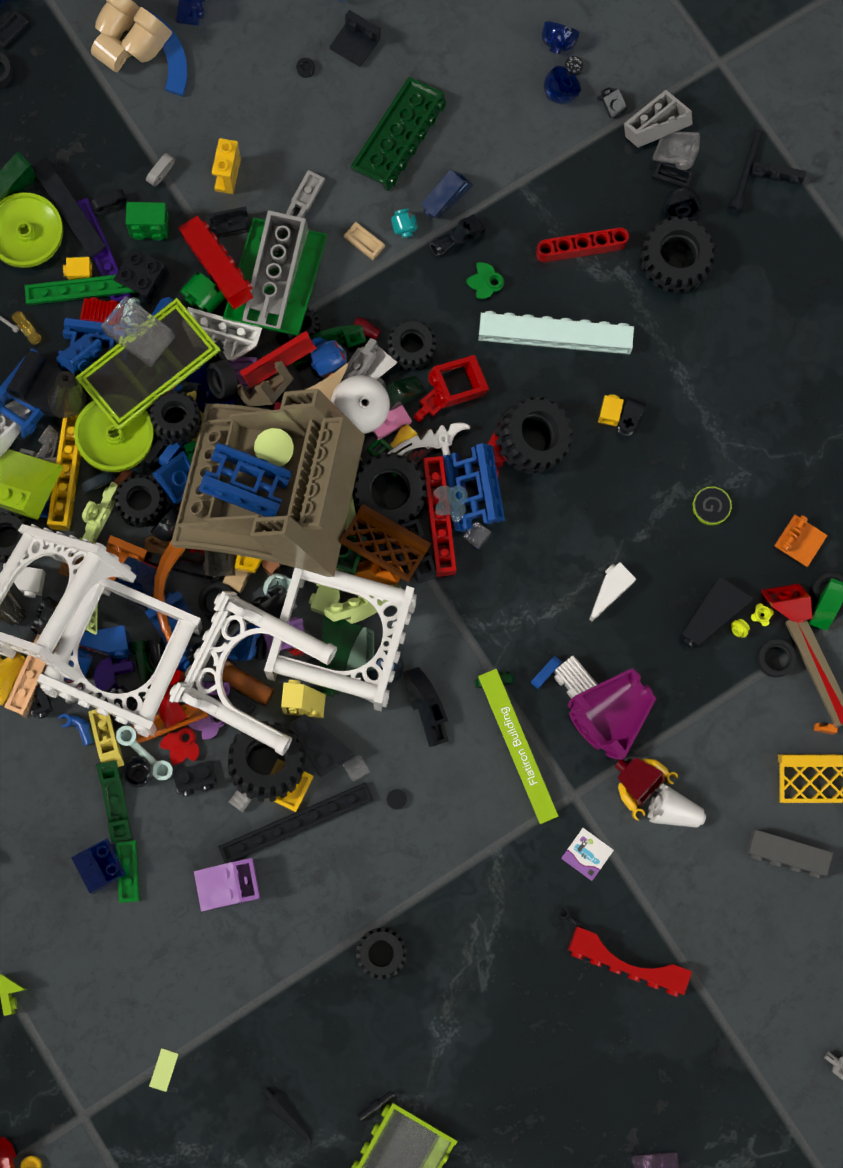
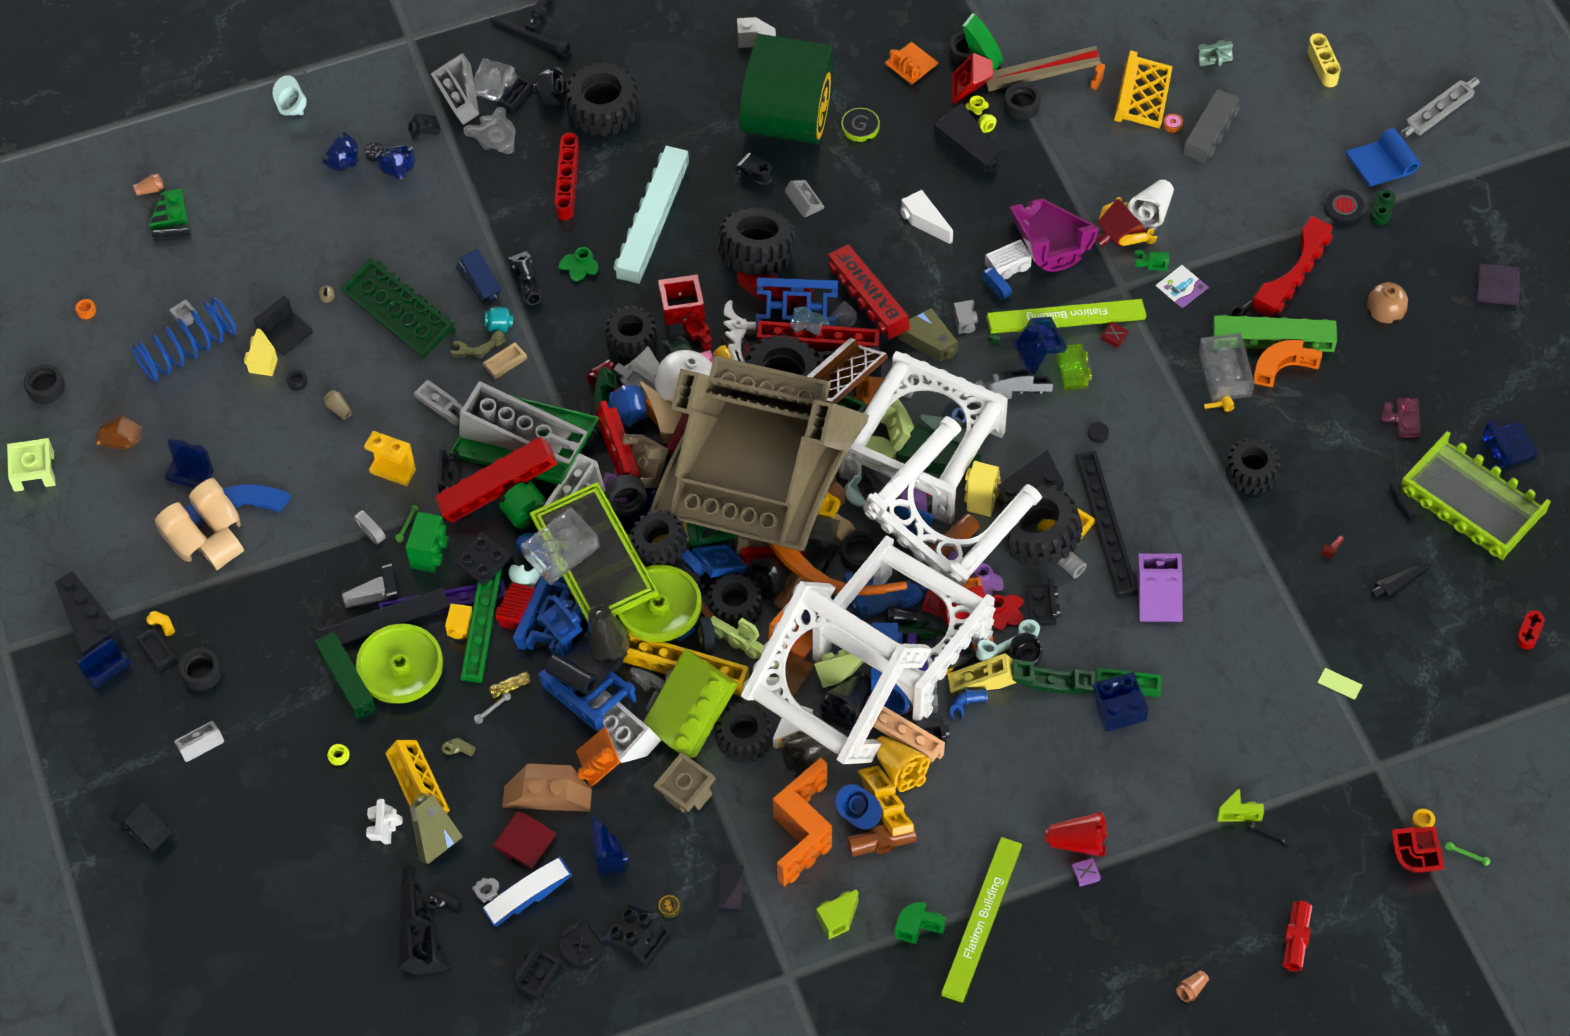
camera: 70 degrees left, 20 degrees down
(37, 26) = (159, 618): none -> yellow arm
(93, 186) = (366, 593): none -> light grey slope
(159, 199) = (399, 537): none -> bright green hinge
(241, 494) = (763, 475): blue fence -> none
(274, 446) = (720, 443): yellowish green tile -> none
(284, 108) = (337, 404): none -> dark tan cone
(304, 1040) = (1328, 550): none -> clear red hand
(323, 29) = (261, 356): none -> light yellow slope
(356, 768) = (1062, 460): clear tile -> none
(367, 202) = (478, 352): none -> olive piece
(405, 69) = (331, 295): none -> dark tan hinge
(454, 917) = (1226, 402): none -> yellow hand
(462, 763) = (1074, 367): none -> clear neon green brick
(470, 620) = (930, 336): none -> olive slope
(475, 1099) = (1406, 415): none -> clear pink plate
(478, 726) = (1038, 340): none -> clear blue bracket
(490, 911) = (1226, 367): none -> clear brick
(499, 649) = (965, 316): none -> light grey brick
(501, 552) = (868, 292): none -> red brick
(512, 797) = (1114, 334): none -> dark red tile
(514, 957) = (1281, 355): none -> orange arch
(544, 953) = (1265, 331): none -> bright green brick
(608, 824) = (1154, 261): none -> green plate
(608, 1063) = (1387, 302): none -> medium nougat cylinder
(611, 410) = (744, 183): yellow brick -> none
(611, 470) = (803, 197): none -> light grey slope
(623, 168) = (494, 132): none -> clear tile
(712, 424) = (787, 89): none -> dark green brick
(720, 1004) = (1344, 206): none -> tile
(730, 1044) = (1383, 205): none -> dark green plate
(787, 814) = (1173, 123): none -> tile
(788, 1036) = (1384, 159): none -> blue door
(798, 381) = (749, 28): none -> white slope

